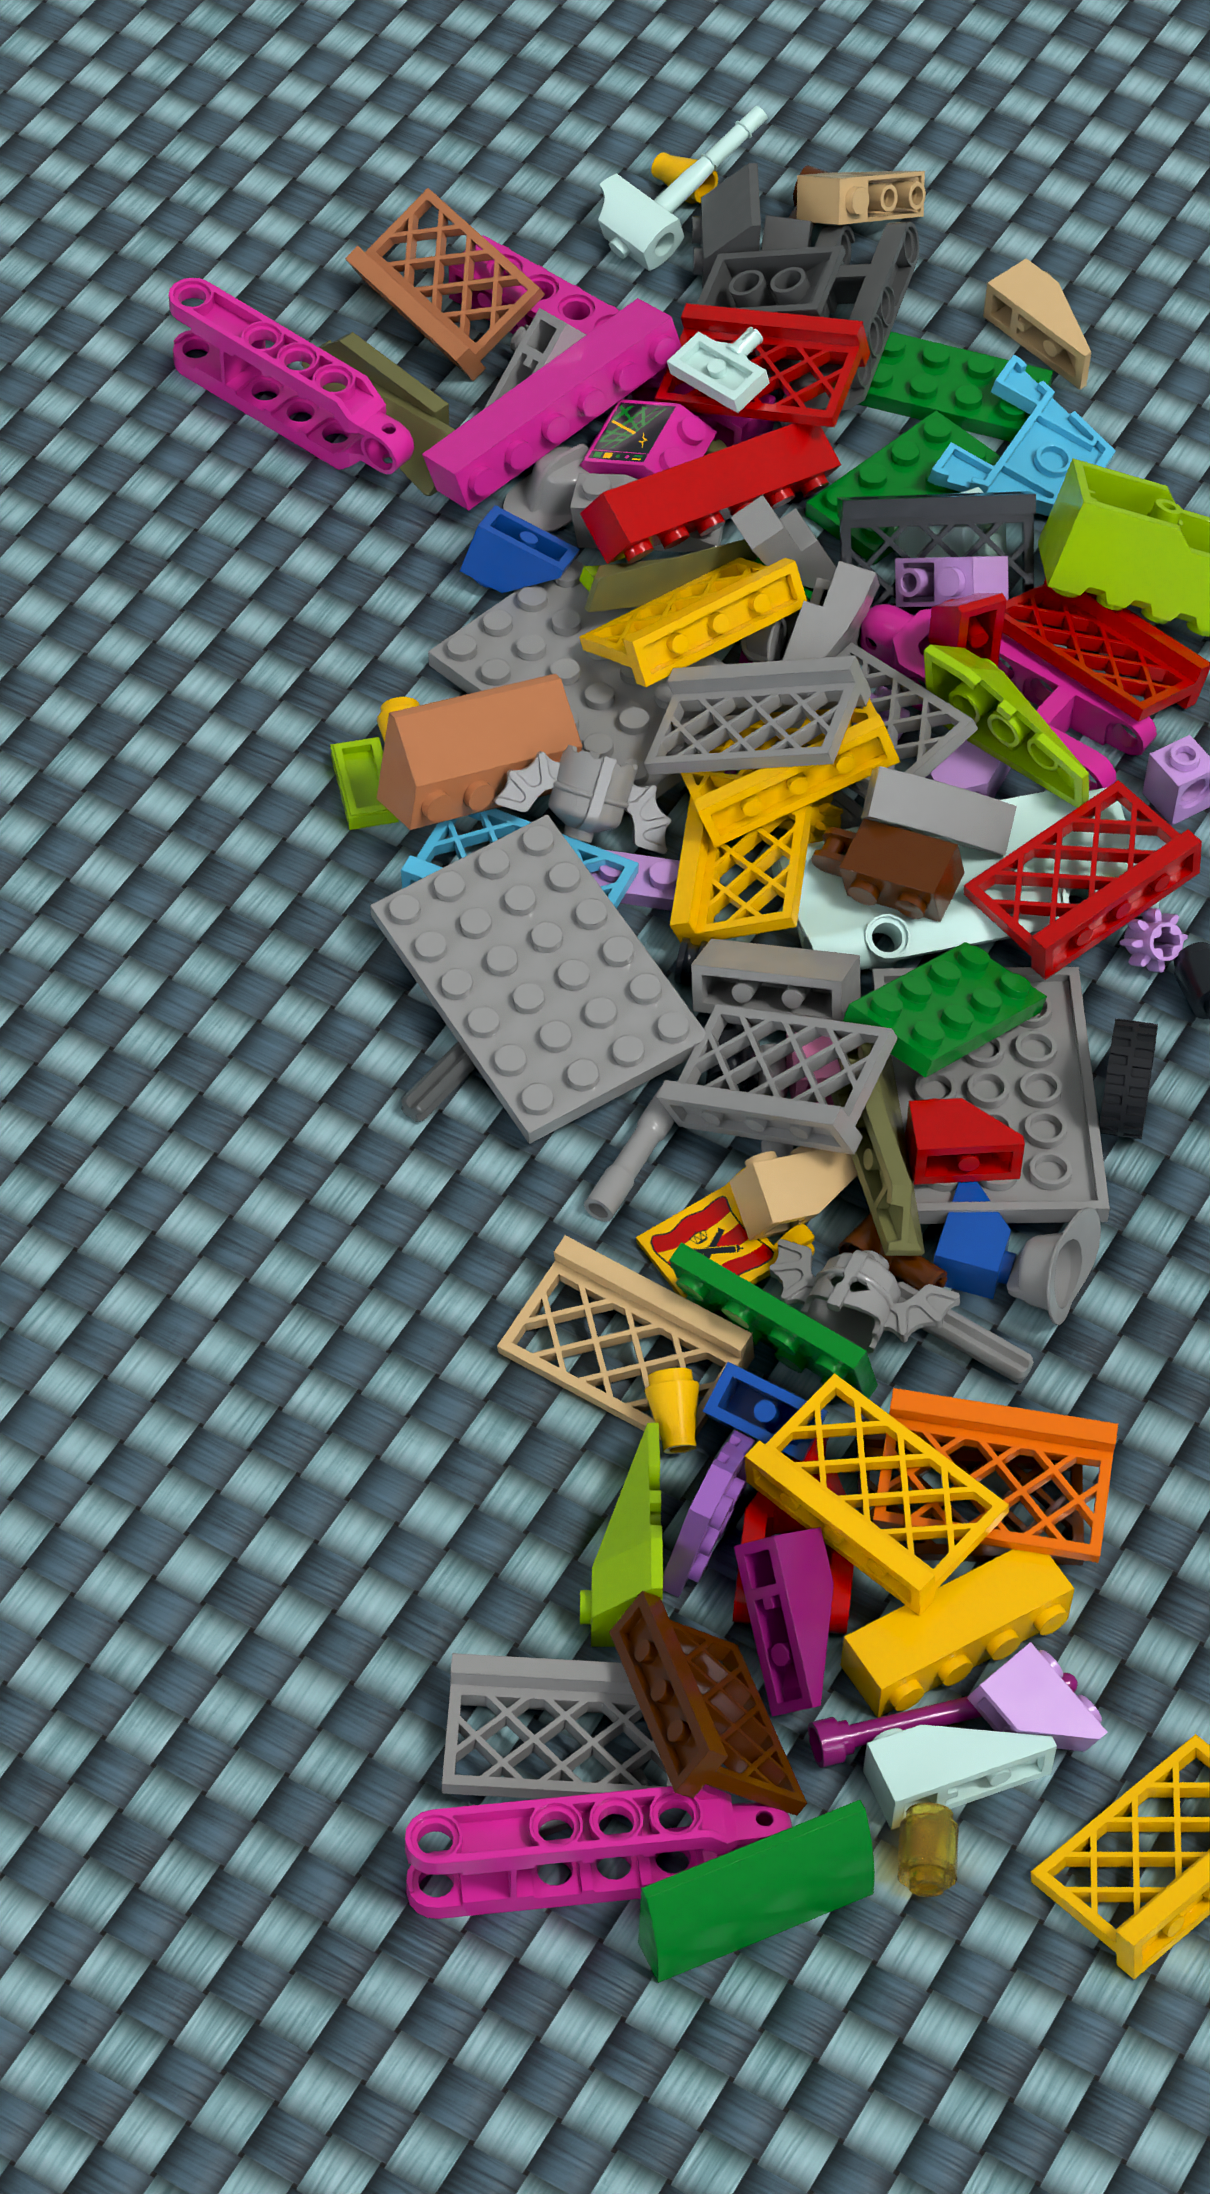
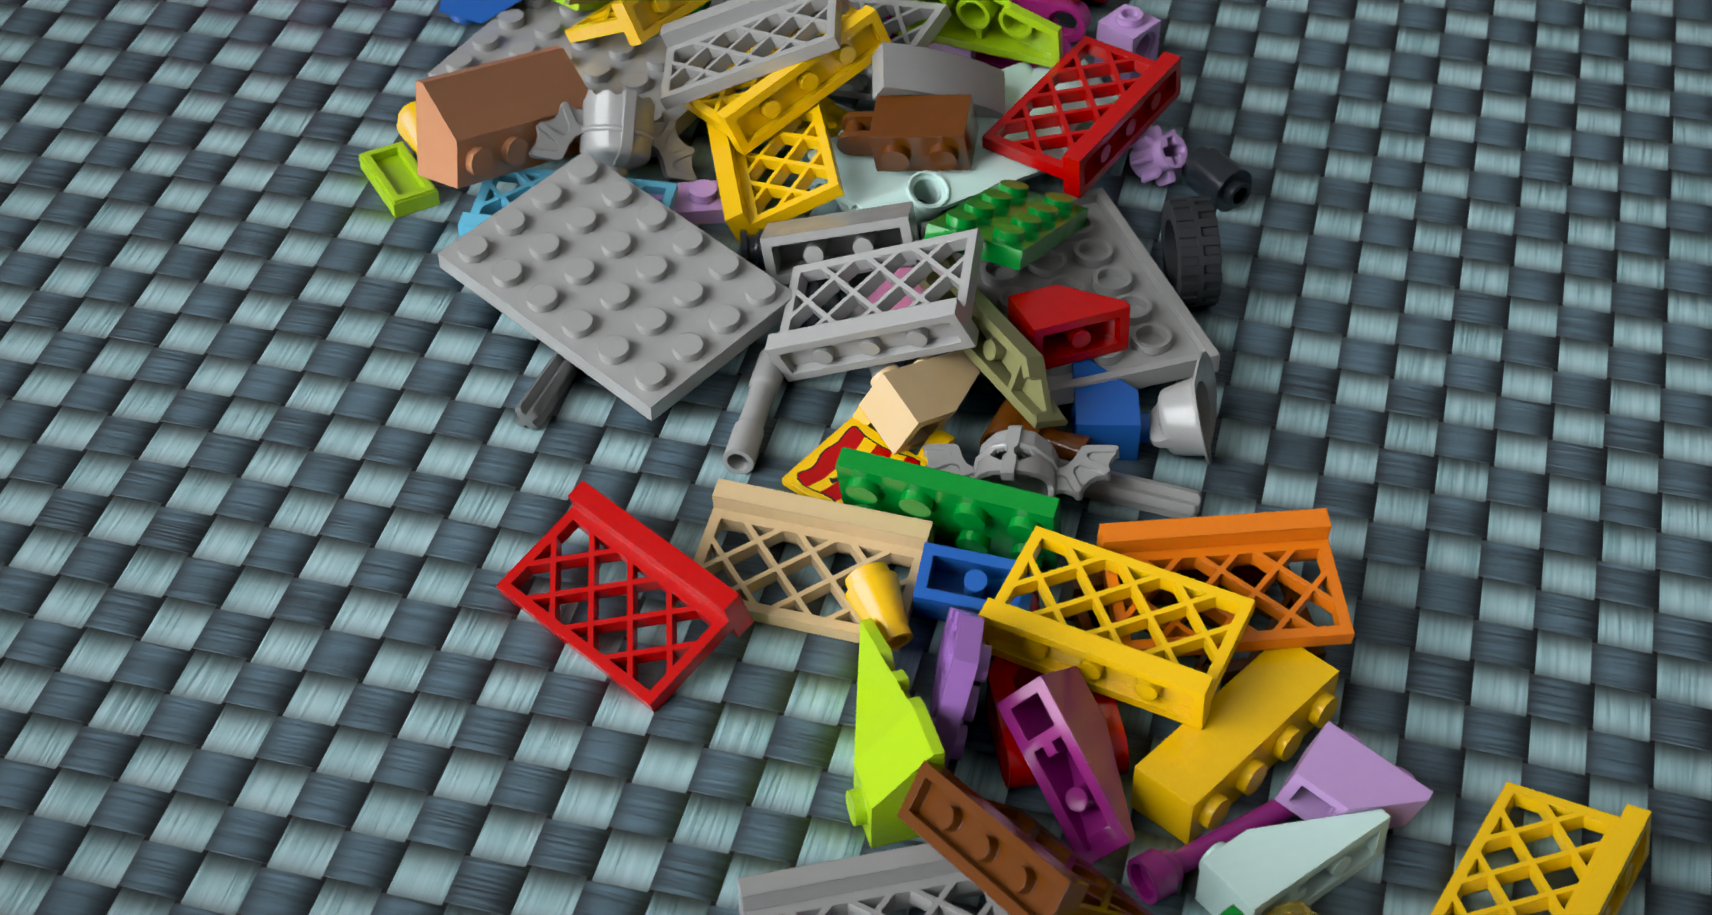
camera: 15 degrees left, 10 degrees down
(485, 1322) = (663, 569): none -> red fence

